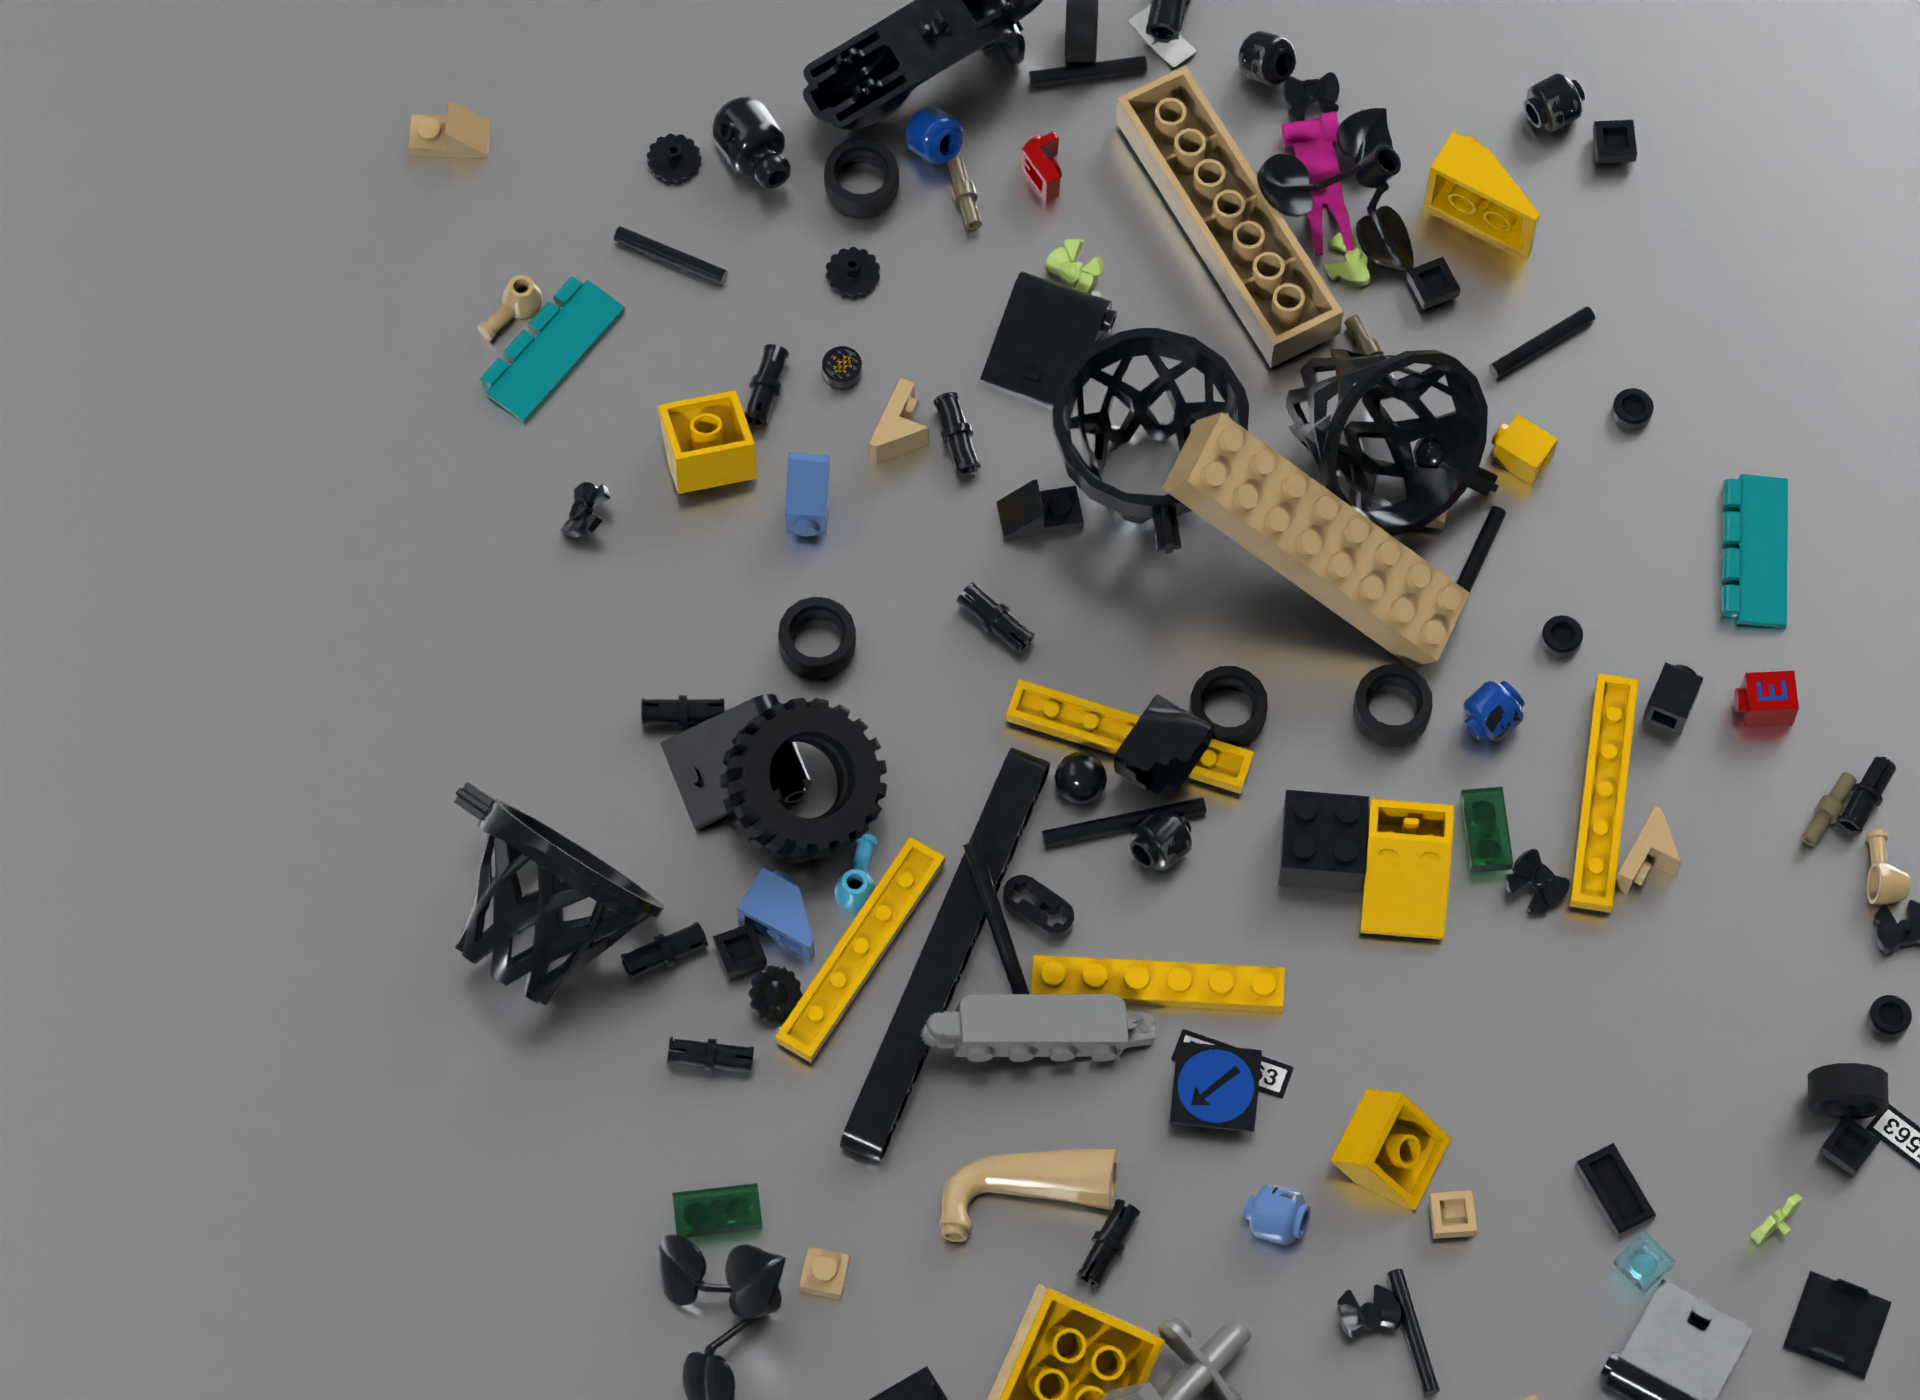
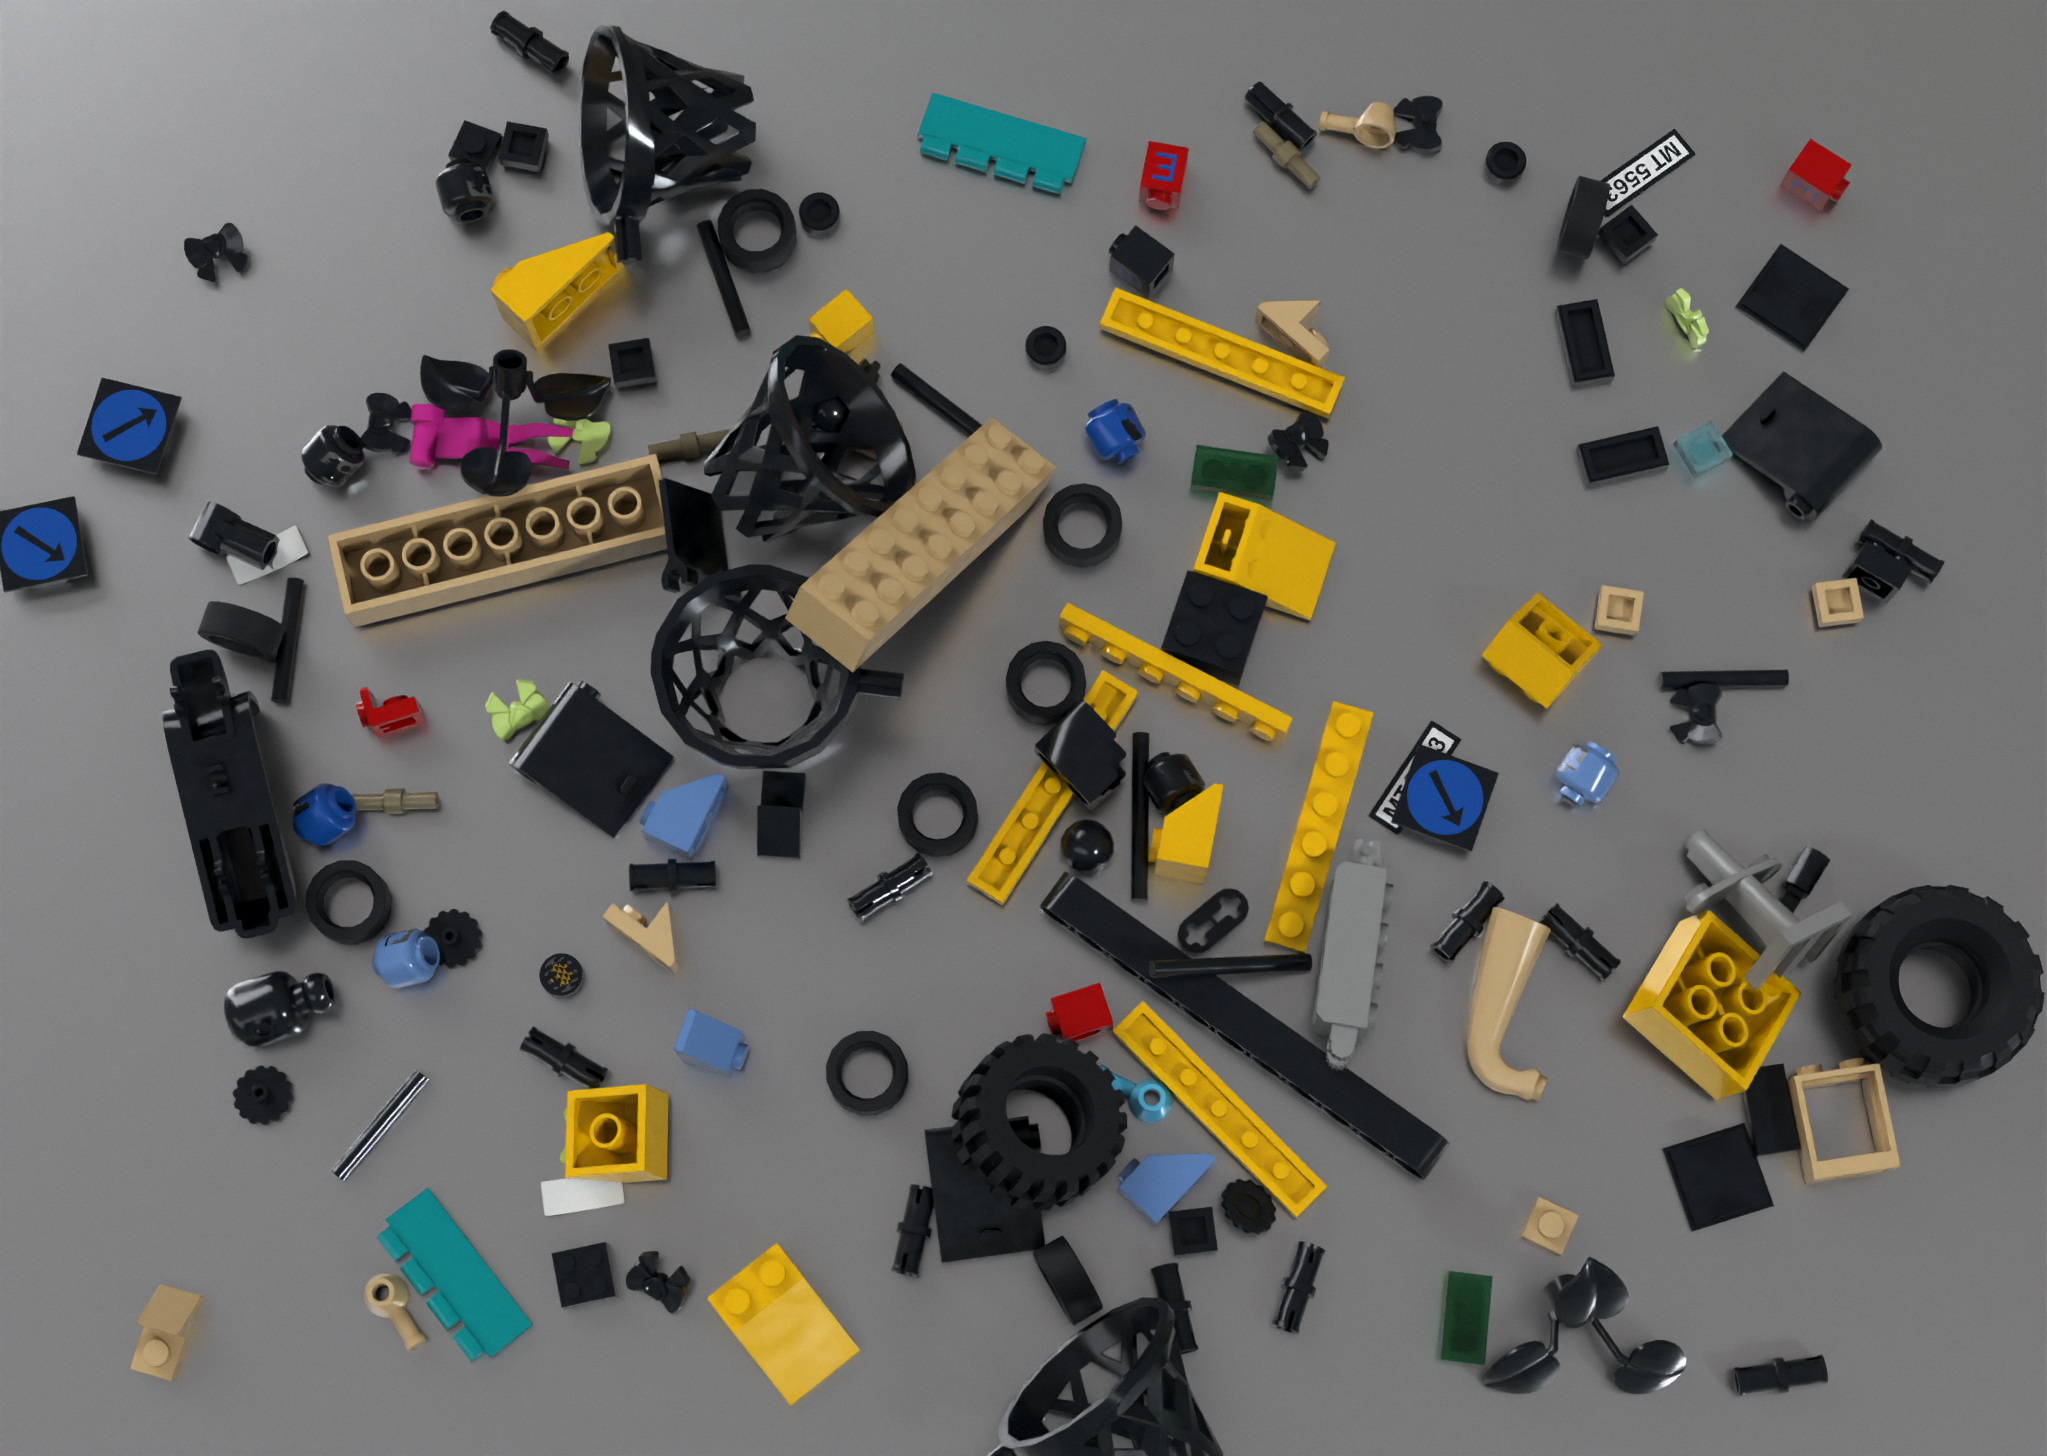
camera: 75 degrees left, 10 degrees up
(573, 619) = (783, 1324): none -> yellow slope
(576, 450) = (585, 1275): none -> black piece
(647, 431) = (578, 1195): none -> white sticker
(666, 844) = (1068, 1280): none -> black tyre
(822, 234) = (406, 958): none -> medium blue head
(918, 806) = (1079, 1014): none -> red brick
(1015, 429) = (684, 814): none -> medium blue slope
(1075, 614) = (945, 783): none -> black tyre
(1099, 1134) = (1467, 922): none -> black pin
(1112, 858) = (1187, 838): none -> yellow slope
(1264, 833) = (1189, 681): none -> yellow plate
(1274, 363) = (692, 536): none -> black flag
(1599, 329) = (757, 200): none -> black tyre
(1602, 102) = (476, 145): none -> black plate
(1656, 260) = (651, 136): none -> black piece
(1719, 121) = (529, 42): none -> black pin
(1723, 1130) = (1584, 343): none -> black tile

